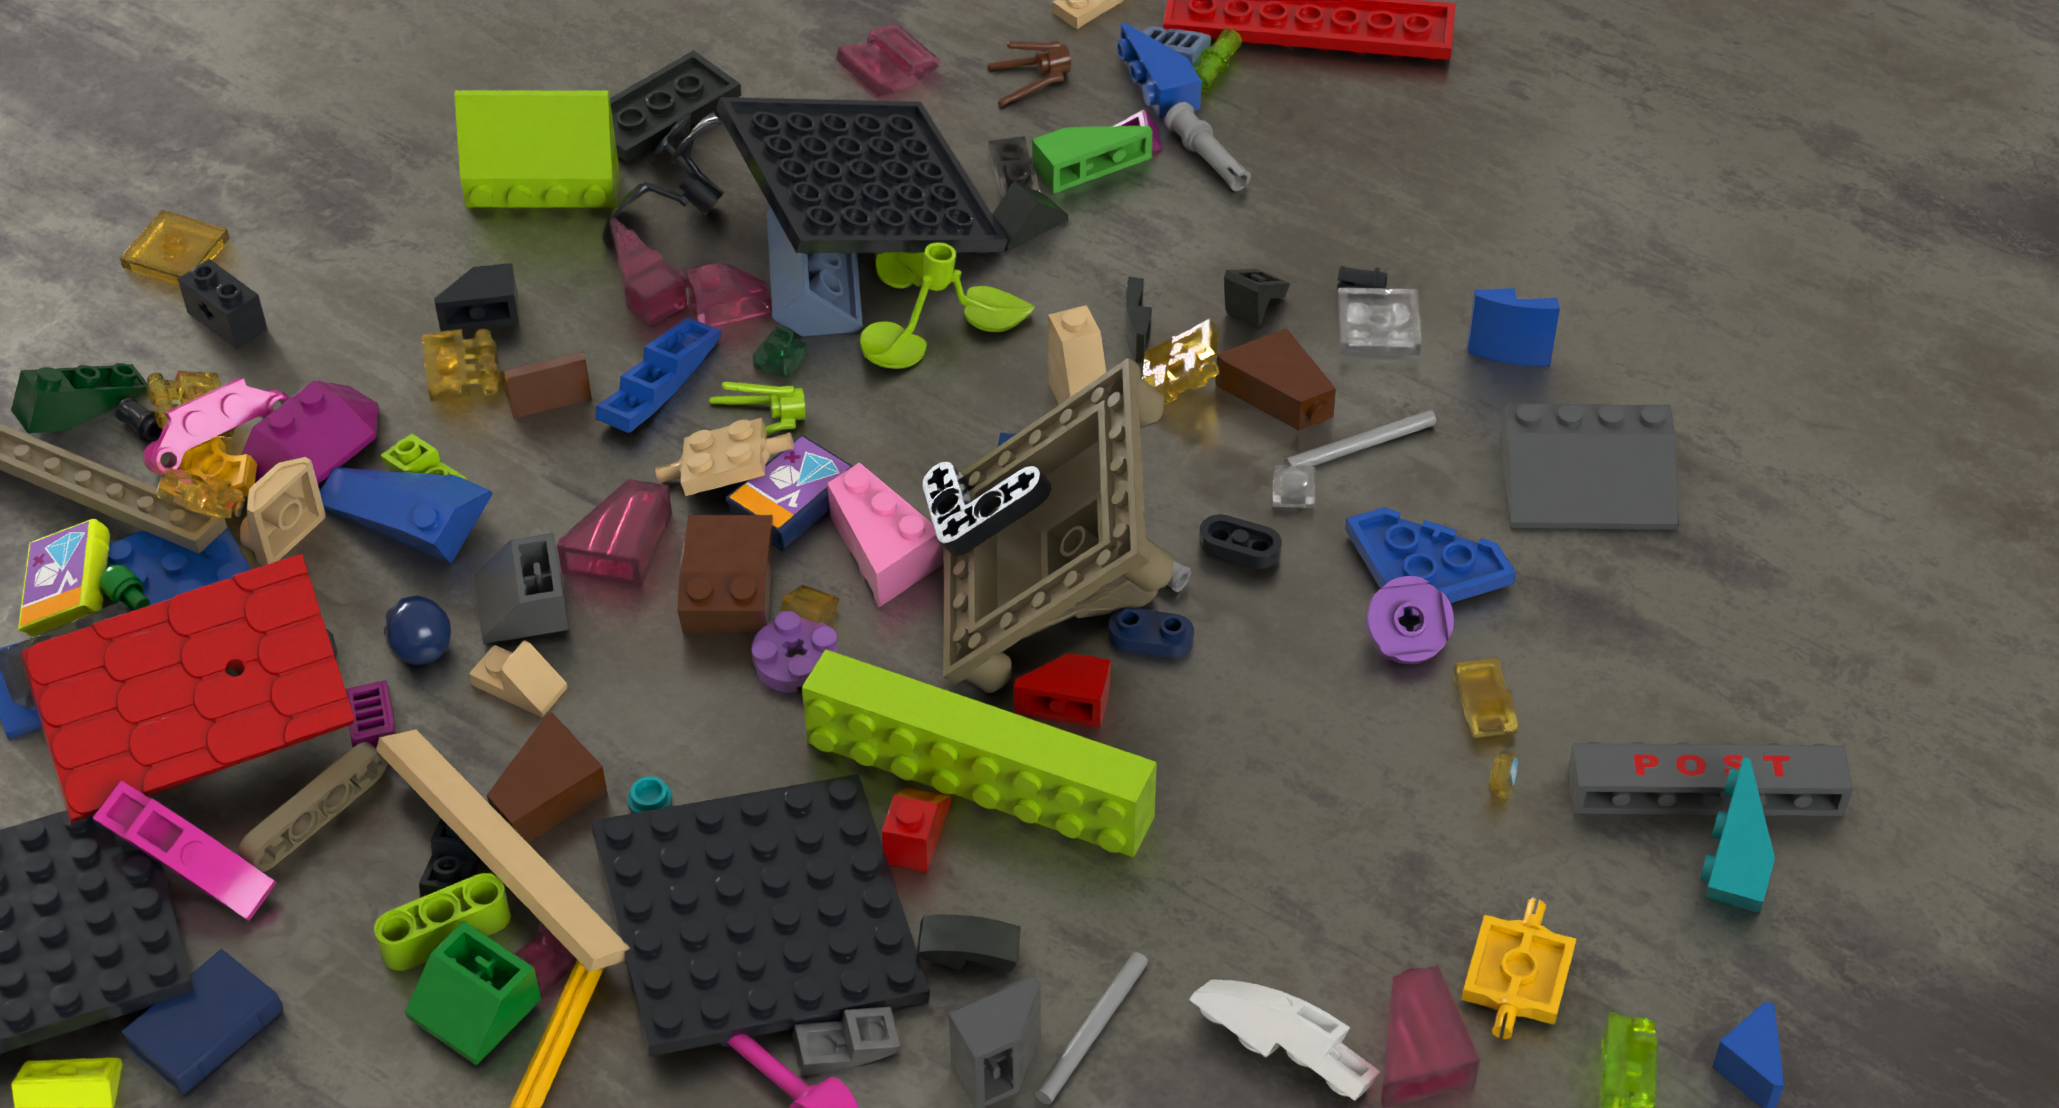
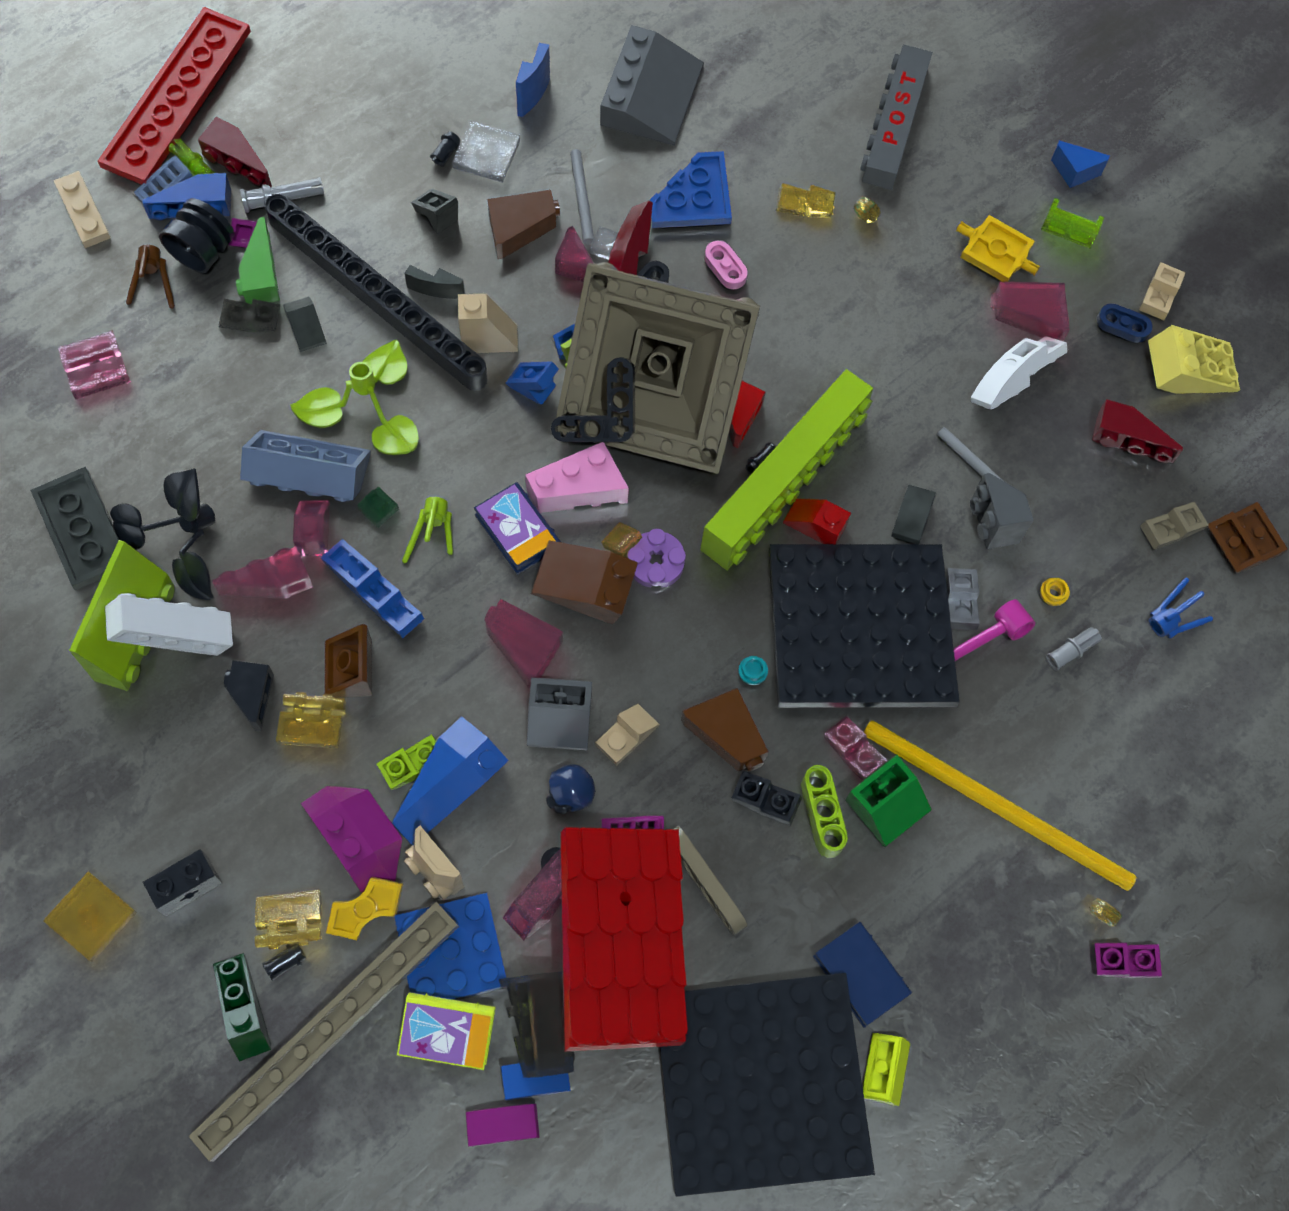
camera: 80 degrees left, 20 degrees up
(123, 586) = (476, 985): green cylinder -> none
(185, 850) = (734, 968): dark pink slope -> none
(207, 418) = (320, 902): plate -> none
(210, 497) = (413, 914): clear yellow plate -> none
(503, 850) = (784, 763): tan tile -> none
(531, 184) = (168, 625): none -> white brick
(724, 456) = (476, 560): tan plate -> none
(859, 176) = (241, 407): black plate -> none
(1097, 264) = (380, 301): none -> black beam
(1100, 80) = (197, 235): none -> black wheel
(1187, 354) = (484, 267): clear yellow plate -> none
(1248, 448) = (572, 257): none -> clear pink slope
(1250, 88) = (229, 147): none -> slope
(1293, 498) = (632, 239): none -> dark red slope
(1309, 627) = (727, 266): none -> bright pink plate
(1423, 601) = (734, 220): medium lavender plate -> none
(1745, 851) = (954, 114): teal slope -> none

